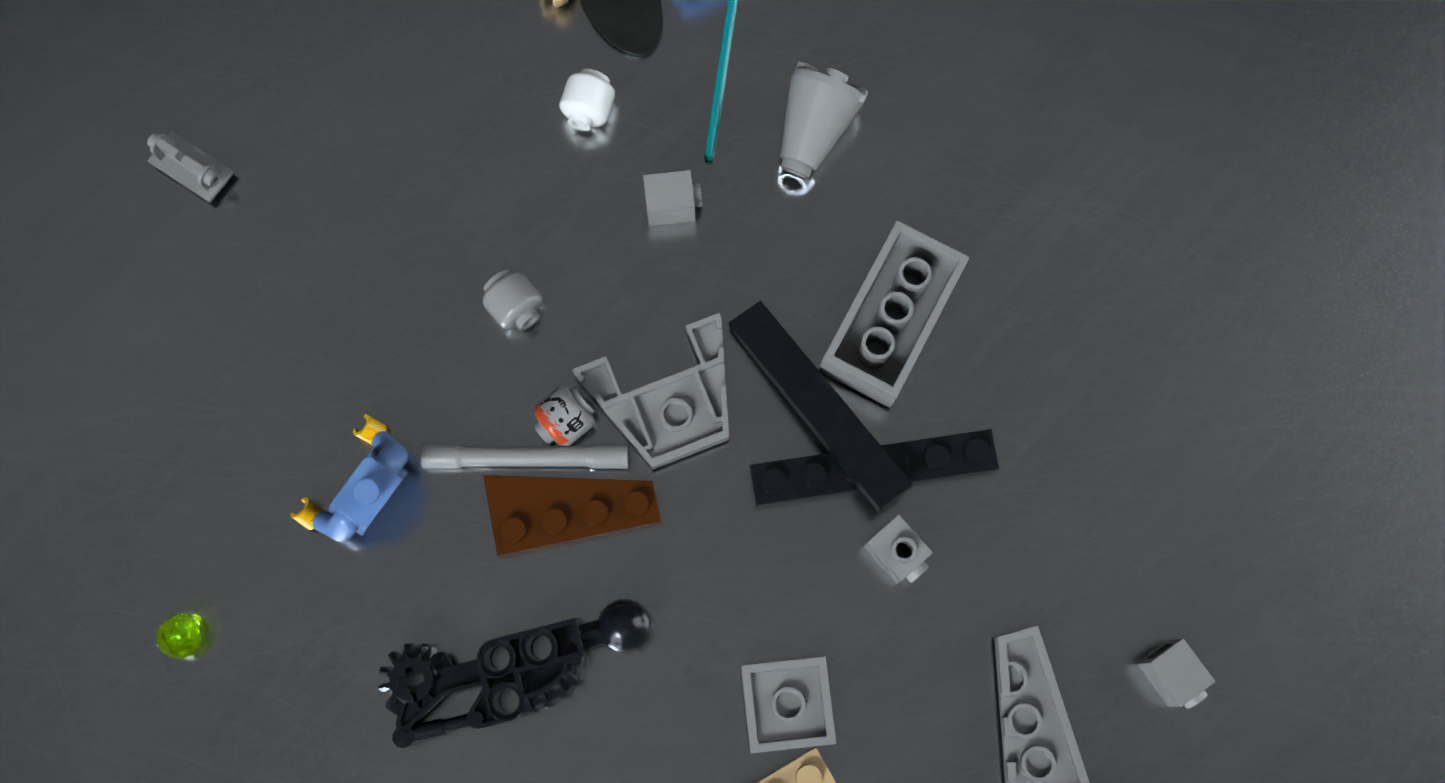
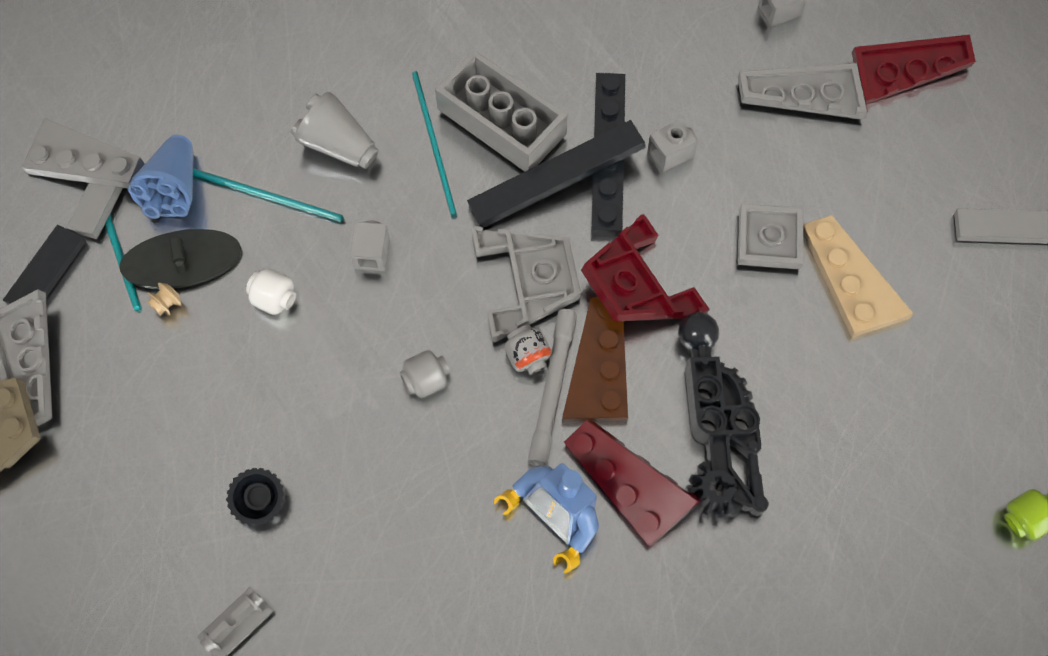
camera: 75 degrees left, 10 degrees down
(330, 148) = (255, 496): none -> black hat
(398, 583) = (640, 492): none -> dark red wing
(675, 520) = (628, 284): none -> dark red wing
(841, 243) = (434, 144): none -> teal axle

